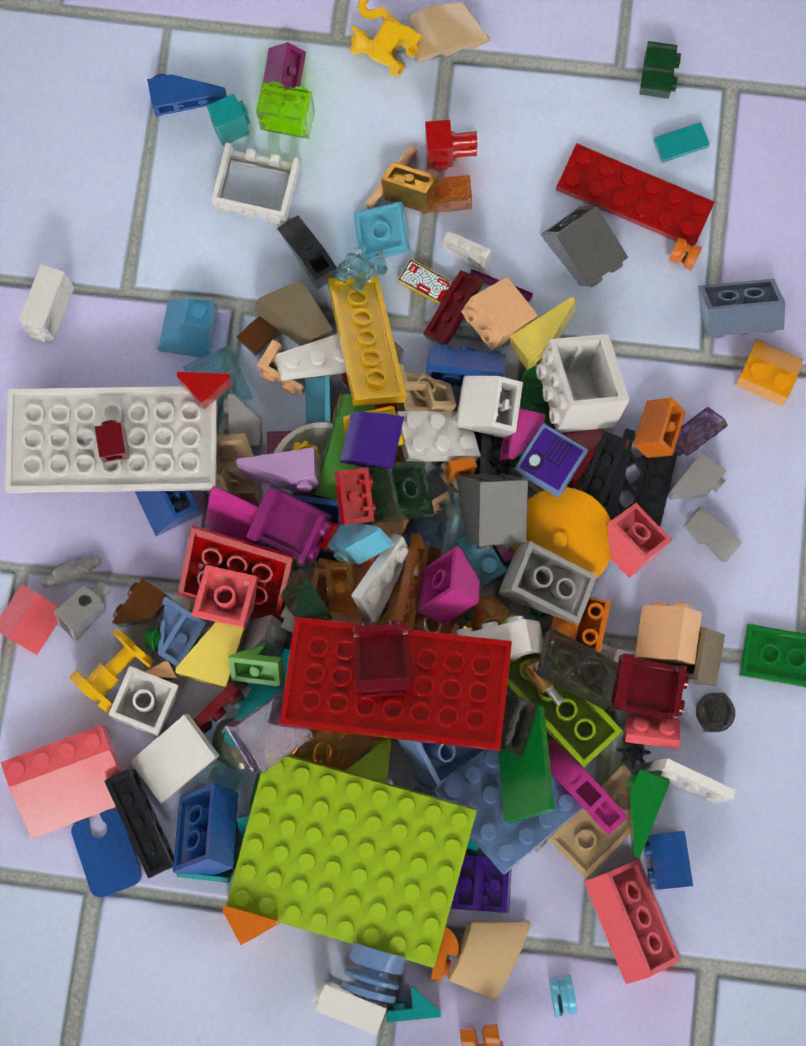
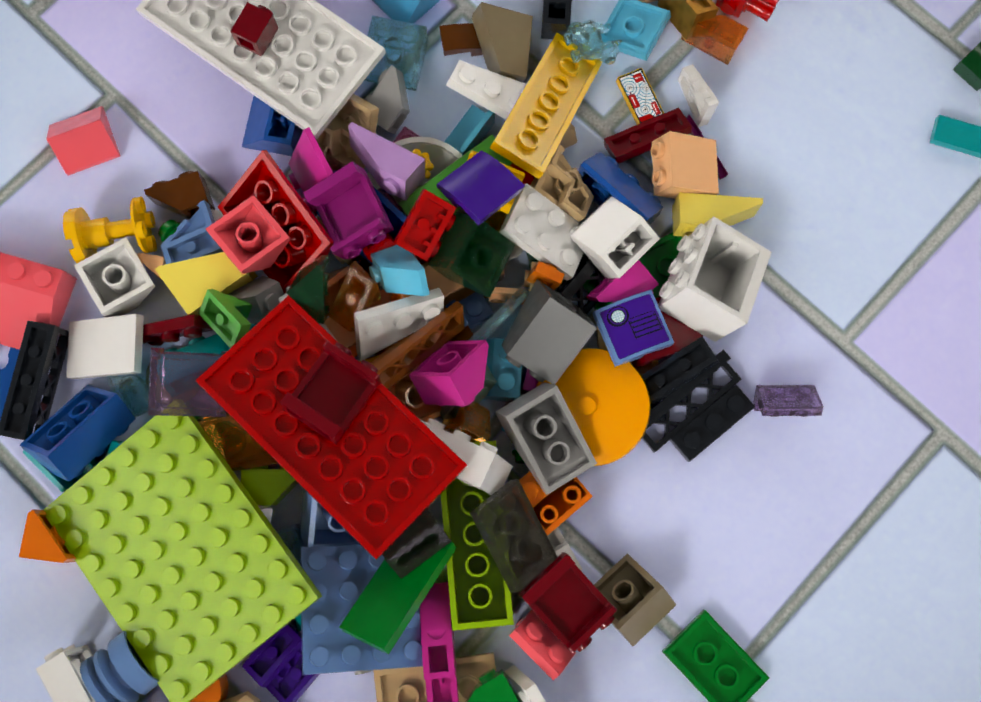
camera: 30 degrees right, 0 degrees up
(69, 572) = (148, 125): light grey piece -> none
(76, 618) = (127, 161): light grey torso -> none
(205, 386) = (372, 39): red slope -> none
(266, 367) = (445, 69): light nougat bracket -> none
(540, 683) = (469, 526): clear orange piece -> none
(585, 245) = (808, 164): dark grey slope -> none
(628, 756) = (512, 657): black gear -> none
(634, 195) = (884, 154): red plate -> none
(635, 540) = (657, 456): coral slope -> none
(659, 427) = (755, 371): orange brick -> none
(668, 633) = (625, 565): light nougat piece -> none
(680, 250) = (890, 229): orange wheel -> none
(699, 479) = (757, 445): light grey slope -> none
(713, 534) = (733, 503): light grey slope -> none
(715, 712) = (614, 670): clear smoke hat -> none
(741, 308) = (911, 320): sand blue slope -> none
(769, 372) = (893, 396): light orange slope -> none

